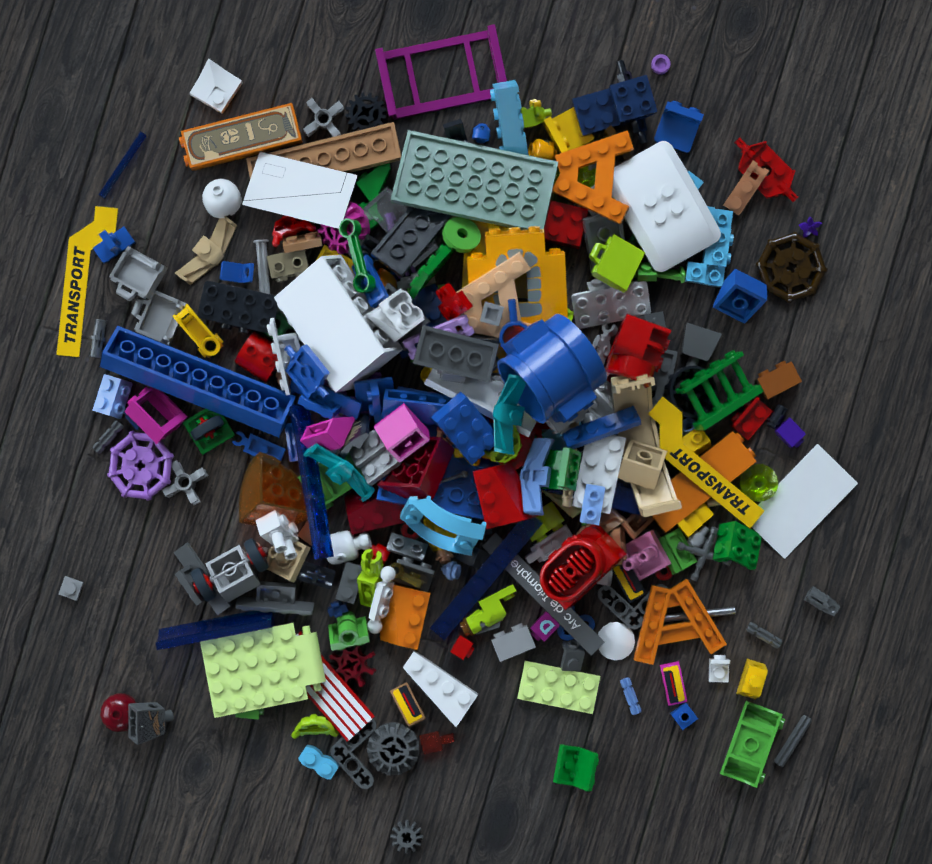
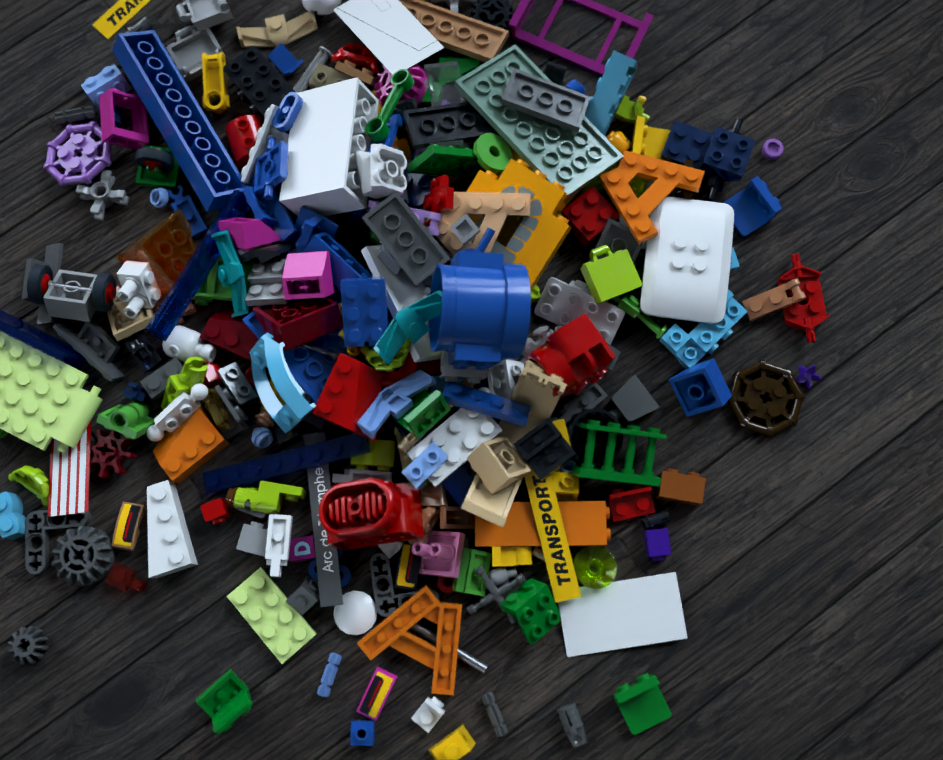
camera: 40 degrees right, 10 degrees down
(226, 454) = (159, 197): none -> light blue plate
(283, 318) = (287, 112): none -> blue plate
(469, 163) = (545, 100): none -> dark grey plate
(528, 634) = (278, 543): none -> white hinge
(665, 428) = (545, 449): none -> black slope
(858, 551) = (642, 703): none -> green bracket

